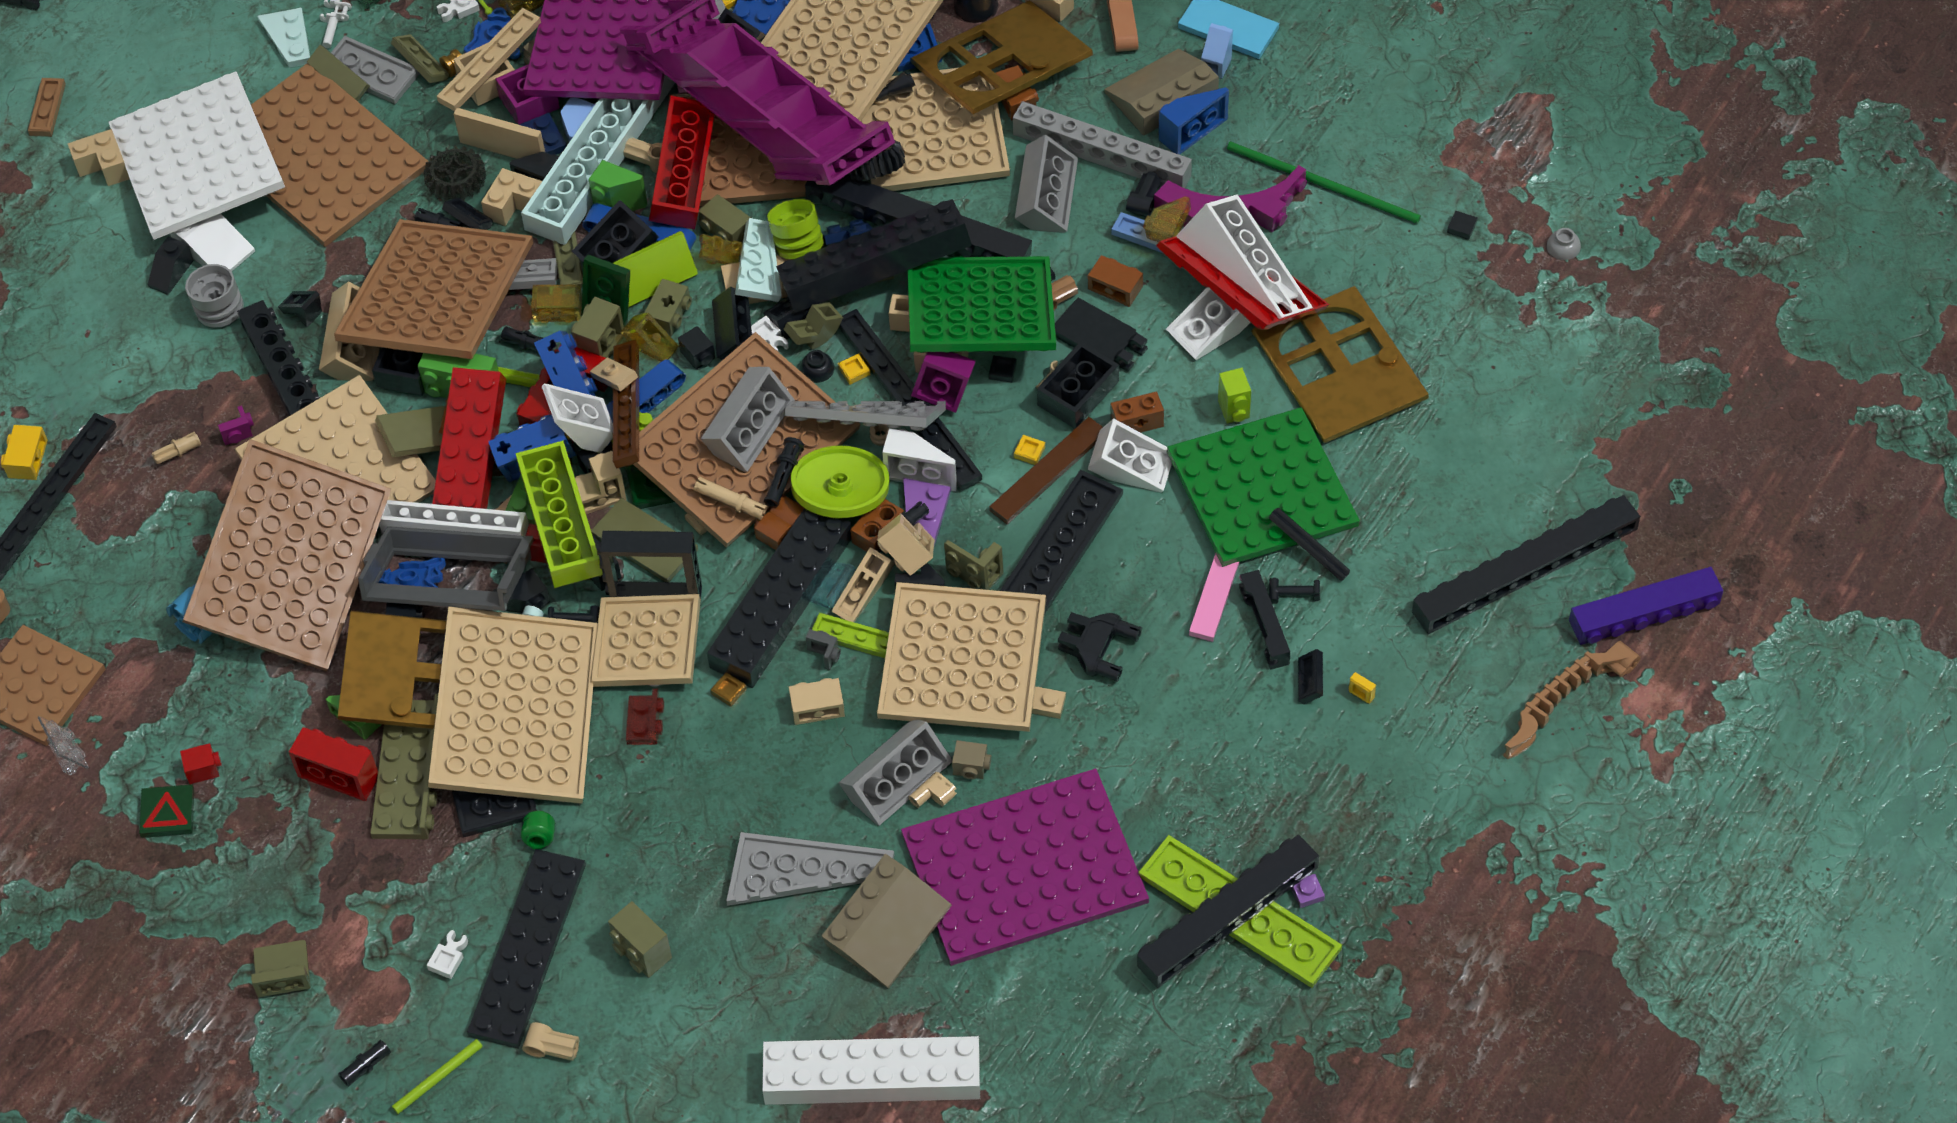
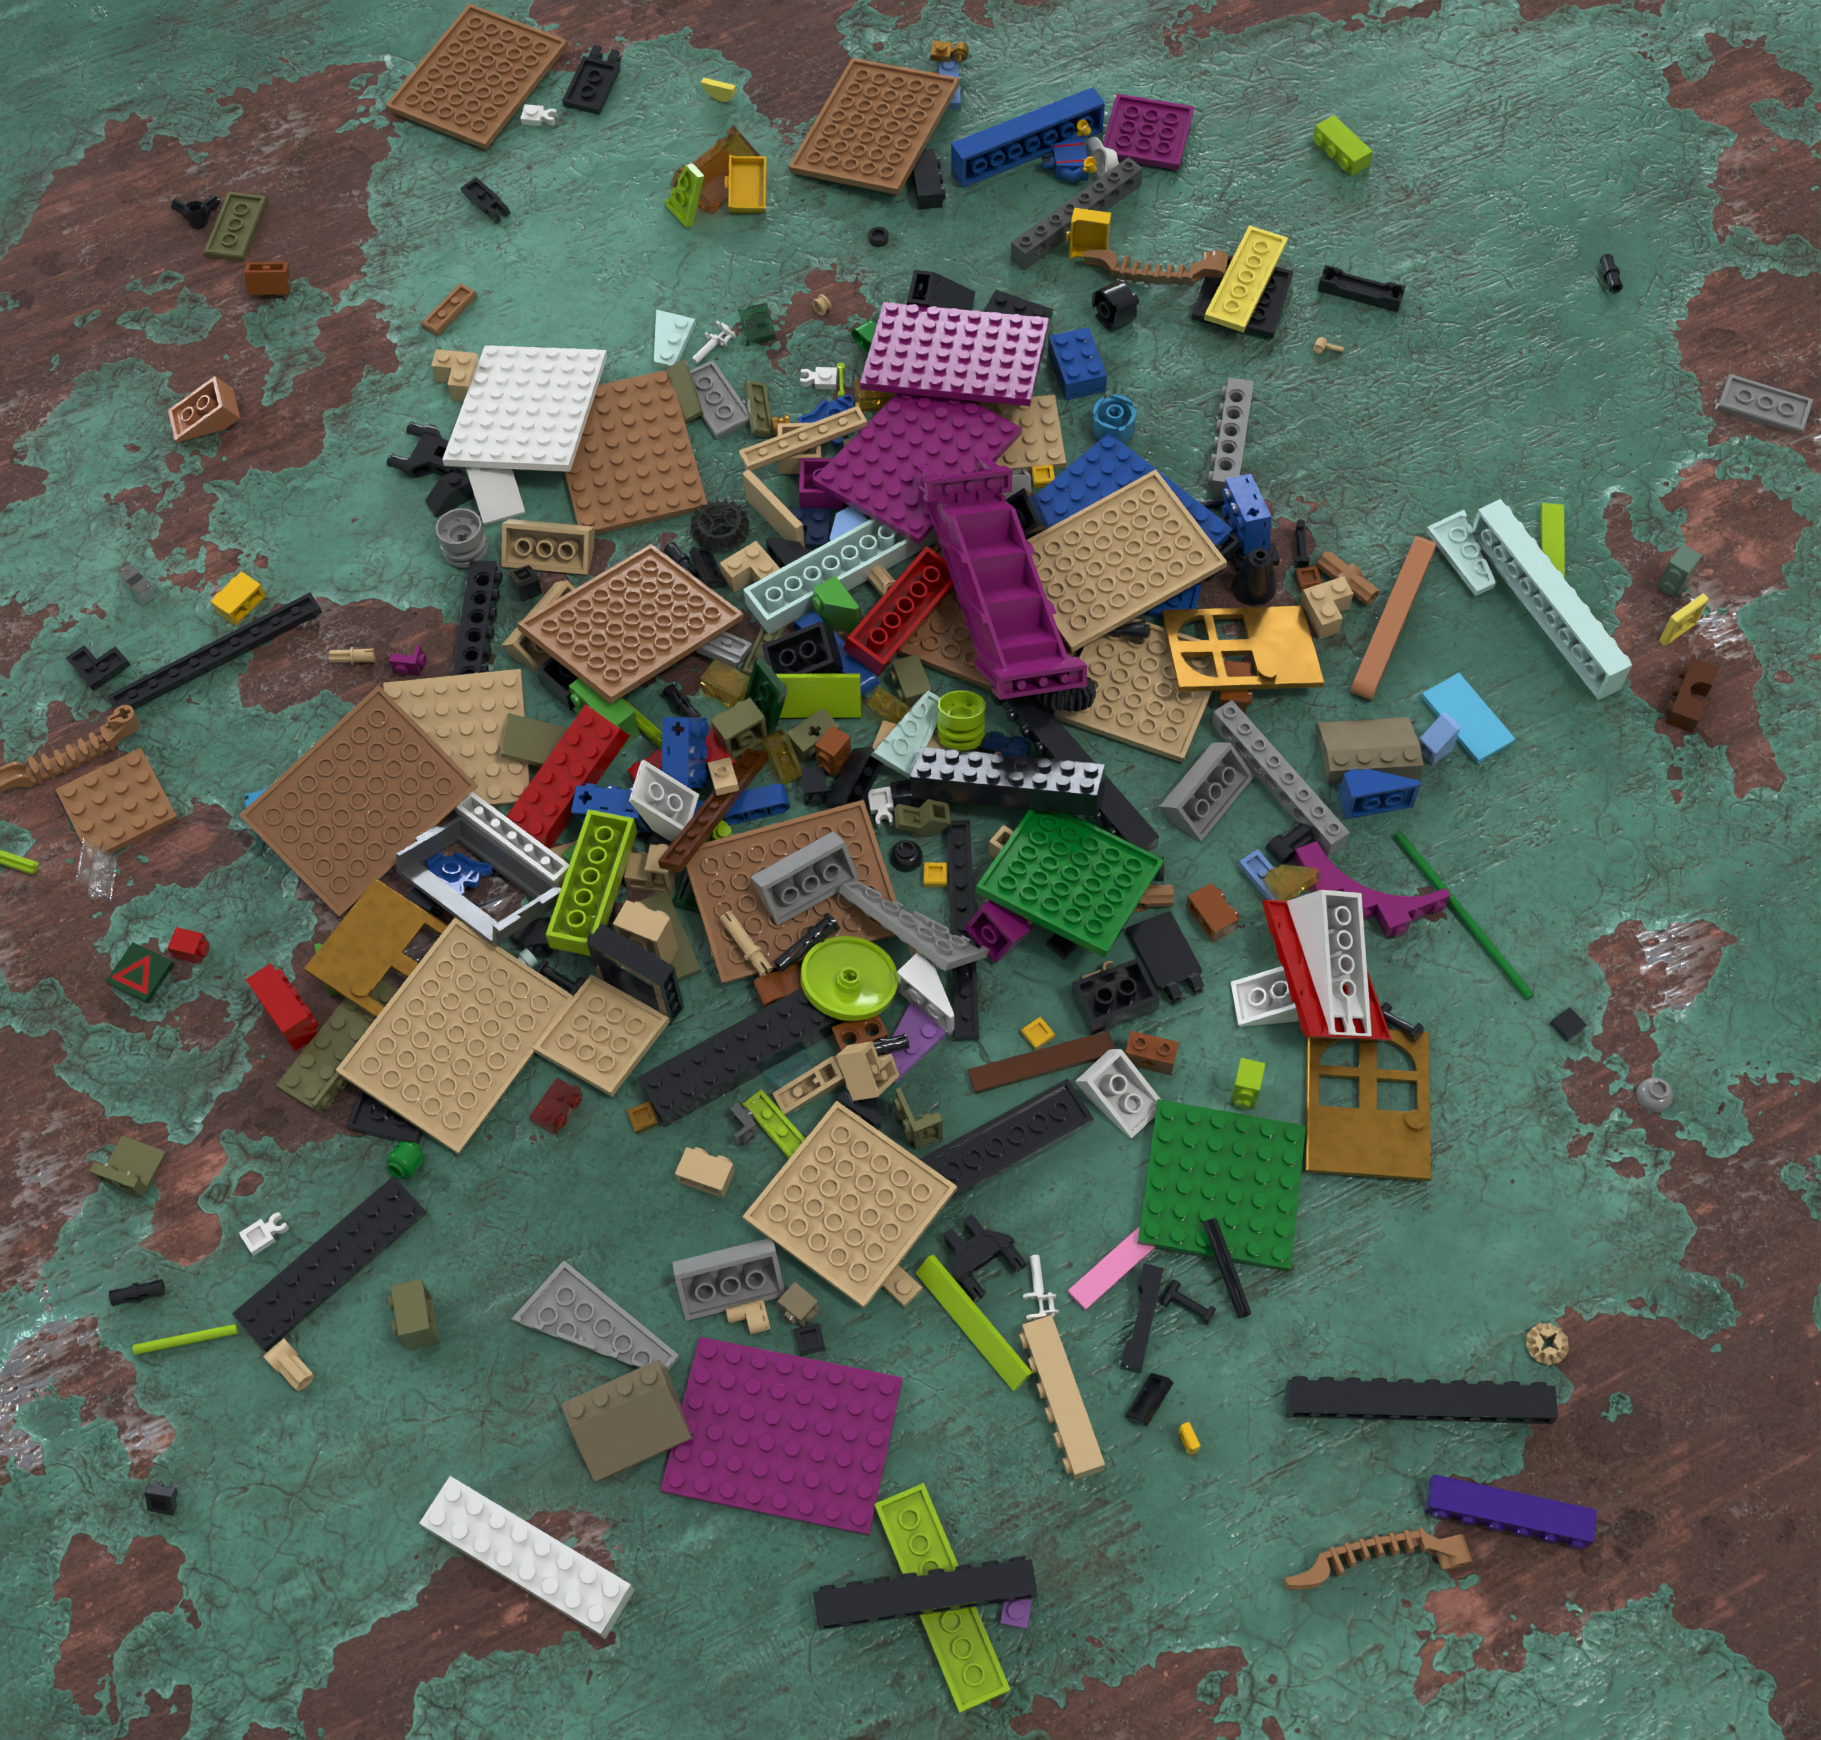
camera: 30 degrees right, 5 degrees up
(126, 239) = (427, 454): none -> black connector
(300, 266) = (547, 546): none -> tan slope
(636, 516) = (647, 929): none -> tan brick
(697, 308) = (833, 751): none -> dark orange brick
(996, 783) = (809, 1339): none -> black tile
(1127, 695) = (973, 1323): none -> lime tile
(1165, 646) = (1039, 1290): none -> white piece
(1239, 712) = (1062, 1397): none -> tan brick
(1343, 289) = (1413, 1031): none -> black piece
(1605, 477) = (1535, 1343): none -> tan gear

